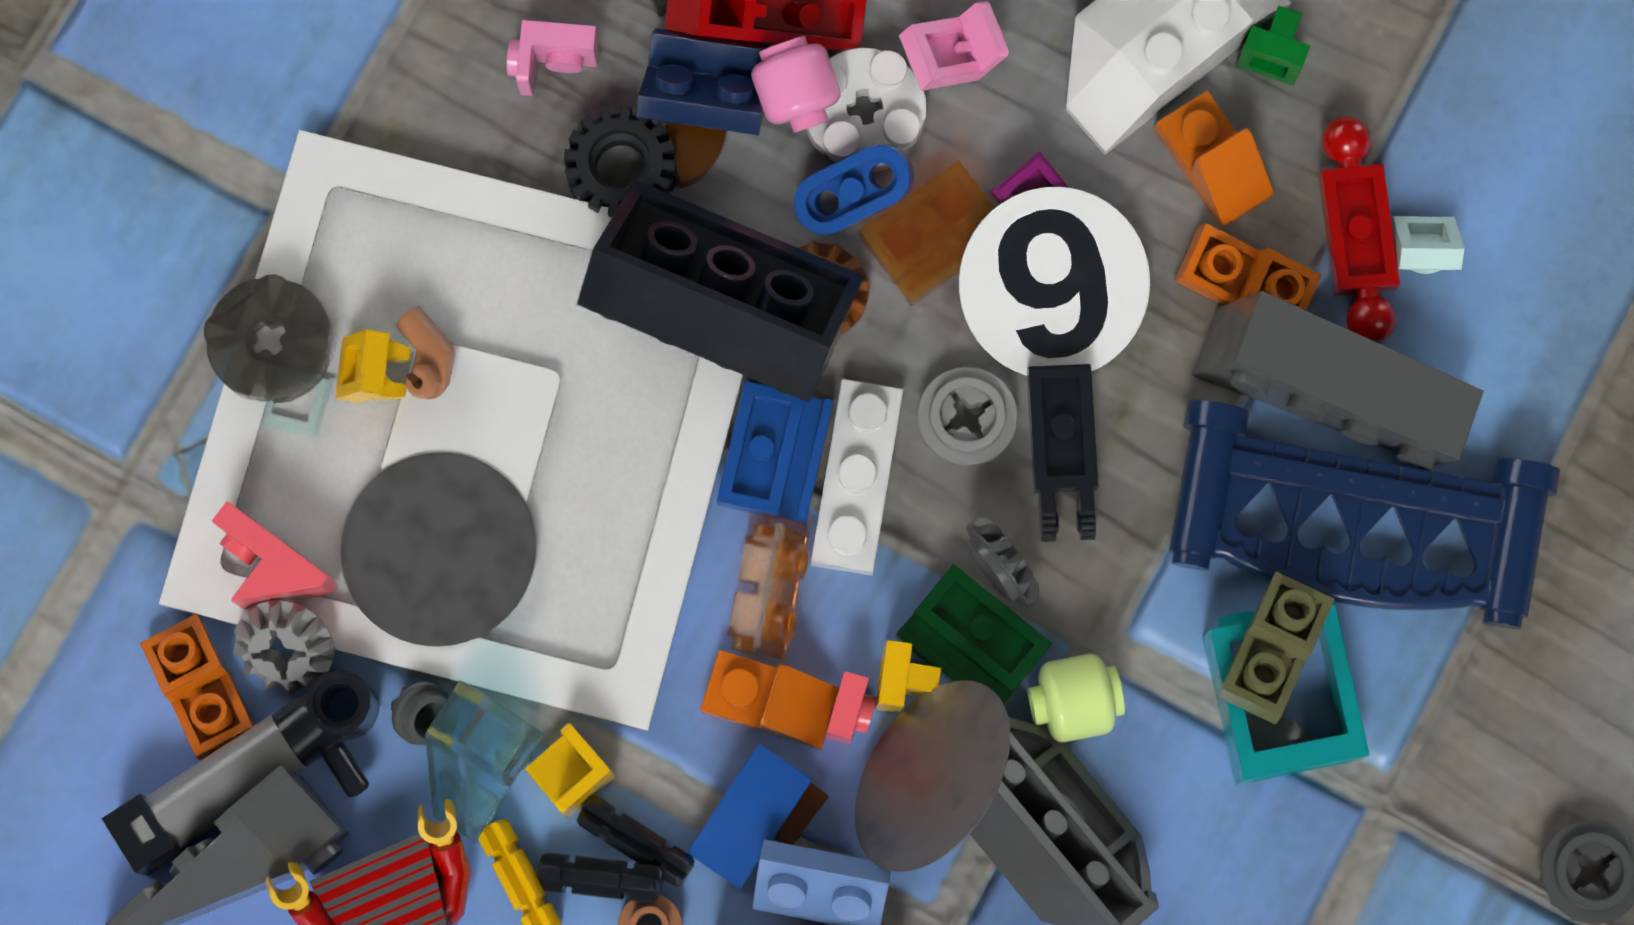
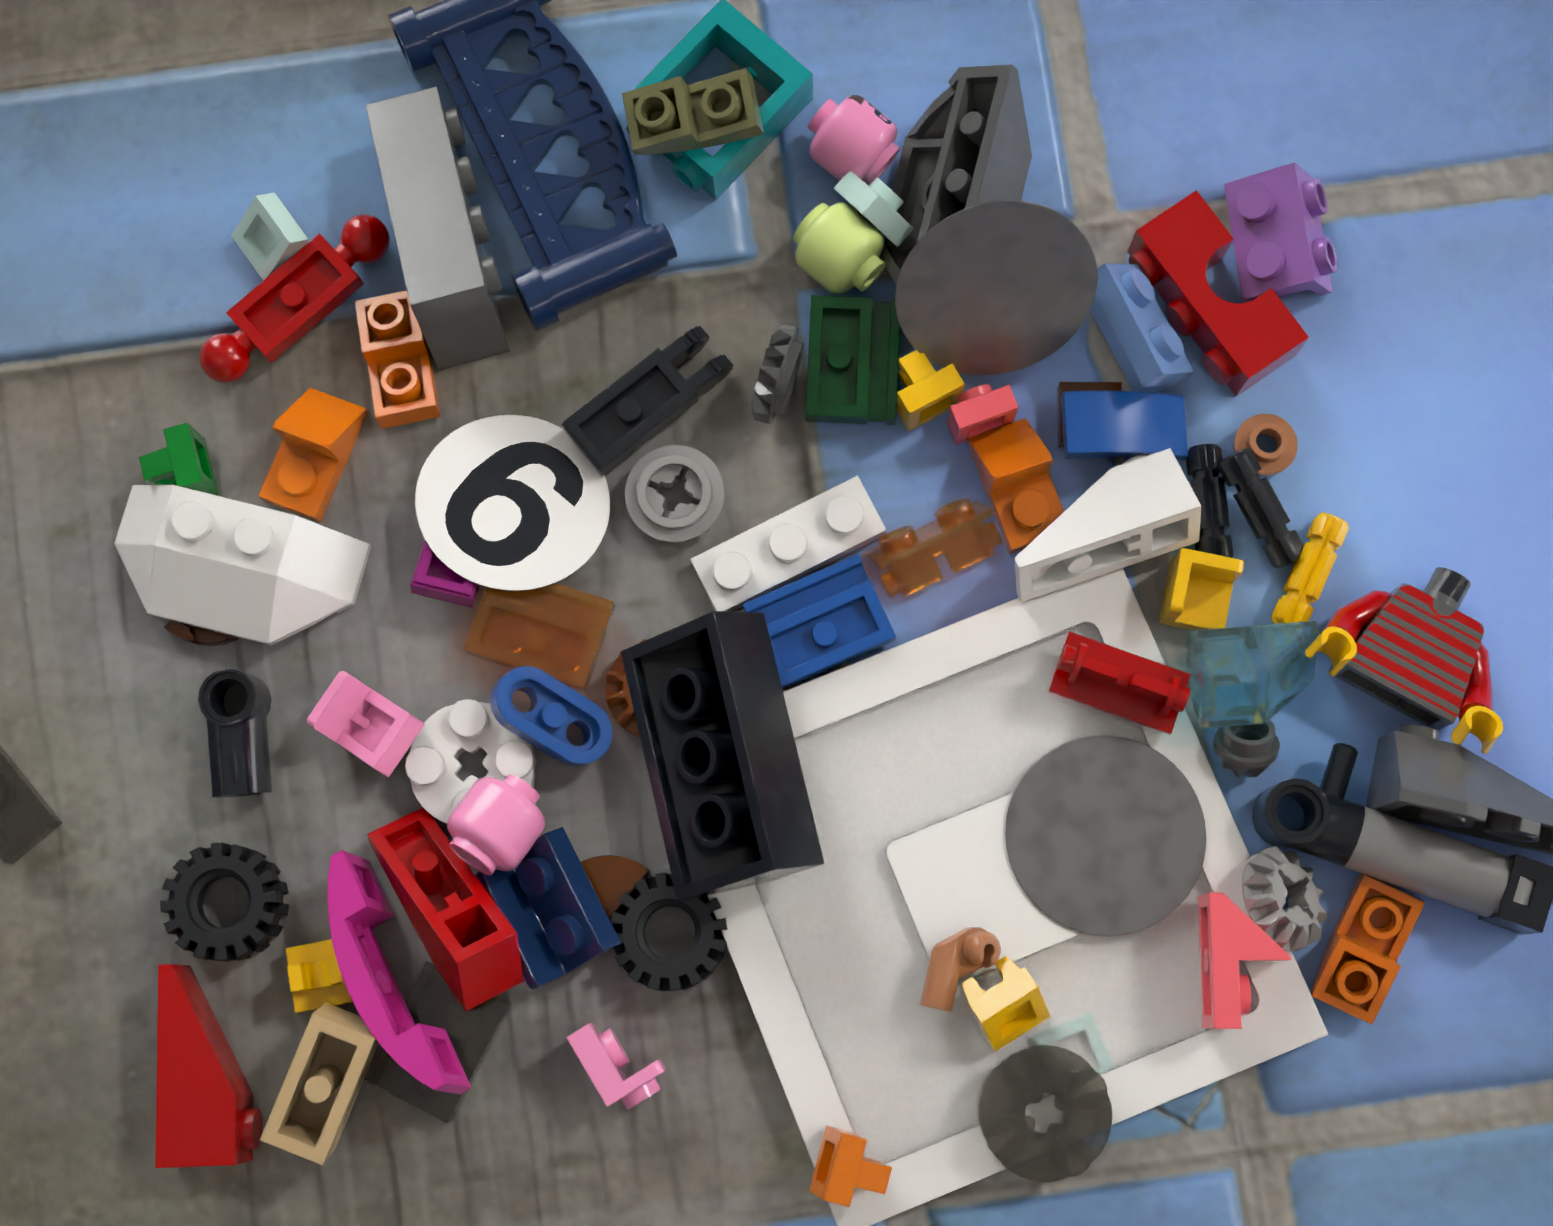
camera: 120 degrees left, 0 degrees up
(341, 161) = (843, 1167): none -> orange tile
(545, 648) = (1120, 683): none -> red hinge
(674, 747) = (1117, 522): none -> white slope
(1089, 749) = (876, 204): none -> light aqua plate
(1164, 778) = (853, 139): none -> bright pink head

